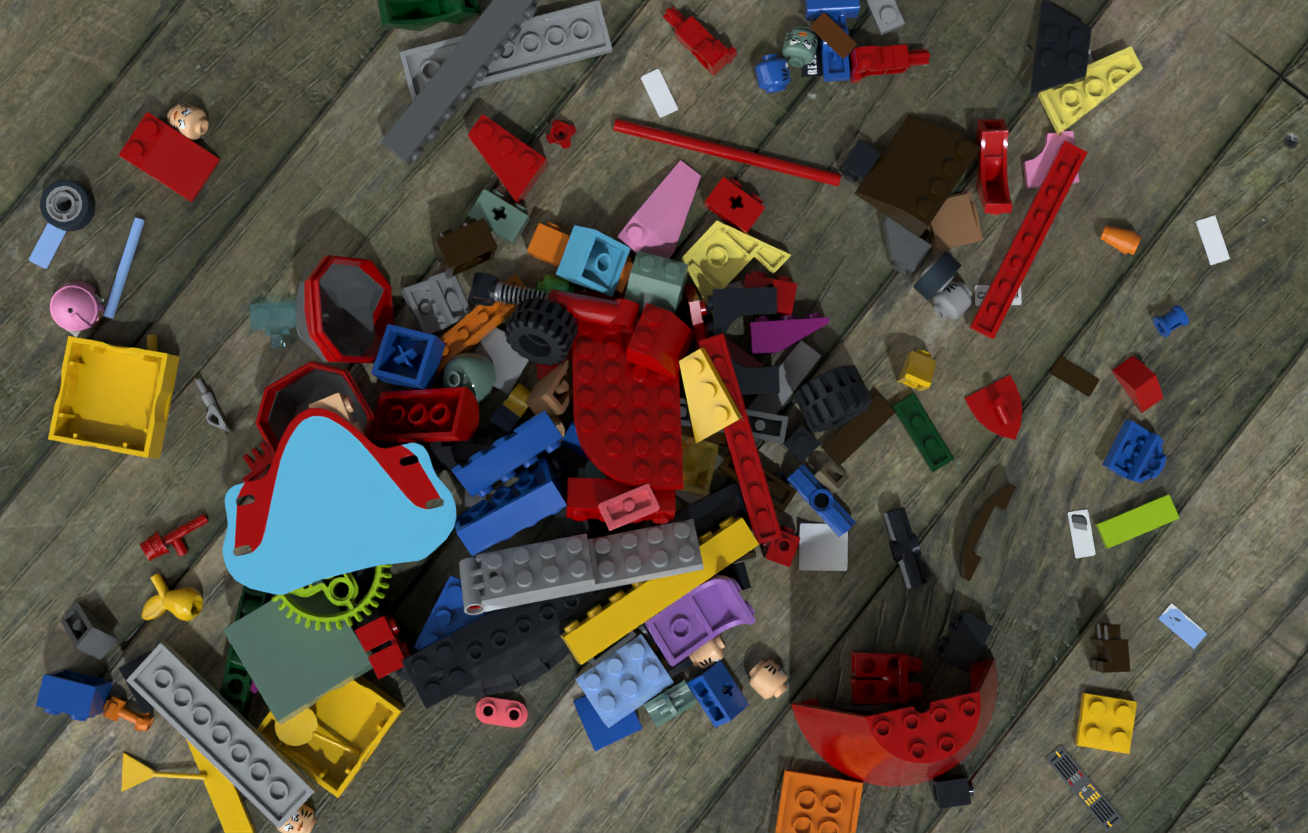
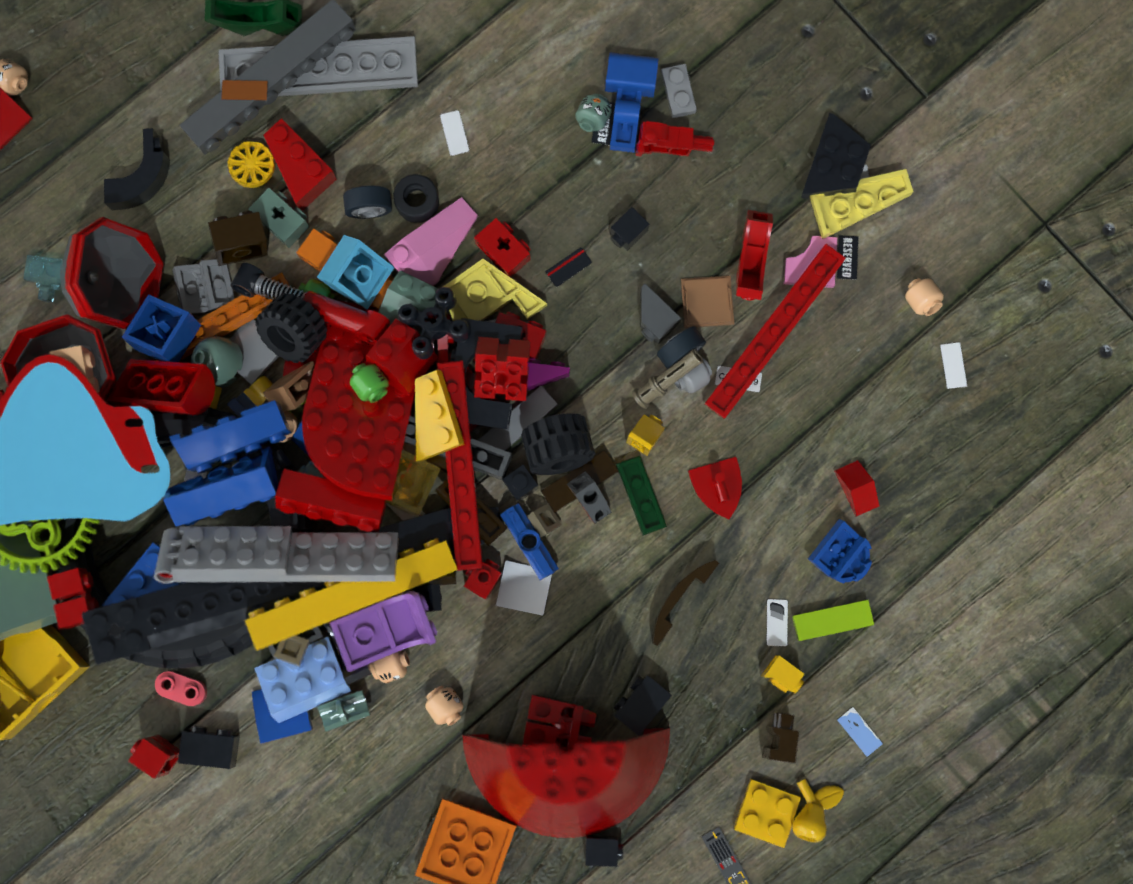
camera: 10 degrees right, 5 degrees down
(352, 207) = (145, 181): none -> black arch
(440, 92) = (244, 90): none -> dark orange sticker
(458, 166) = (251, 164): none -> yellow wheel
(493, 783) = (154, 756): none -> red piece
(543, 765) = (208, 748): none -> black brick
(557, 127) = (354, 145): red plate -> none
(588, 184) = (367, 202): none -> black wheel
(612, 656) = (292, 650): none -> dark tan plate
(628, 507) = (334, 506): coral plate -> none
(629, 155) = (416, 183): none -> black tyre
(634, 373) = (369, 382): none -> bright green head
(687, 290) = (434, 323): none -> black gear
(700, 42) = (500, 92): red piece -> none
(718, 694) = (391, 710): blue brick -> none
(726, 152) = (506, 198): red piece -> none
(765, 334) = (502, 369): none -> red brick
(773, 73) = (563, 133): blue head -> none
(804, 212) = (568, 267): none -> black sticker
(833, 35) = (625, 106): reddish brown sticker -> none
(873, 444) = (589, 497): none -> dark grey leg
(905, 547) = (602, 602): black piece -> none
(917, 173) = (680, 249): dark brown slope -> none
(918, 316) = (658, 385): none -> dark tan pin
(1074, 376) = (797, 469): dark brown sticker -> none
(1085, 139) = (849, 249): none -> black sticker
(1098, 585) = (783, 675): none -> yellow window
(1121, 239) = (865, 347): orange cone -> none
(1151, 723) = (810, 822): none -> yellow piece
(1171, 320) = (899, 433): blue bush -> none
(1172, 176) = (924, 296): none -> light nougat head

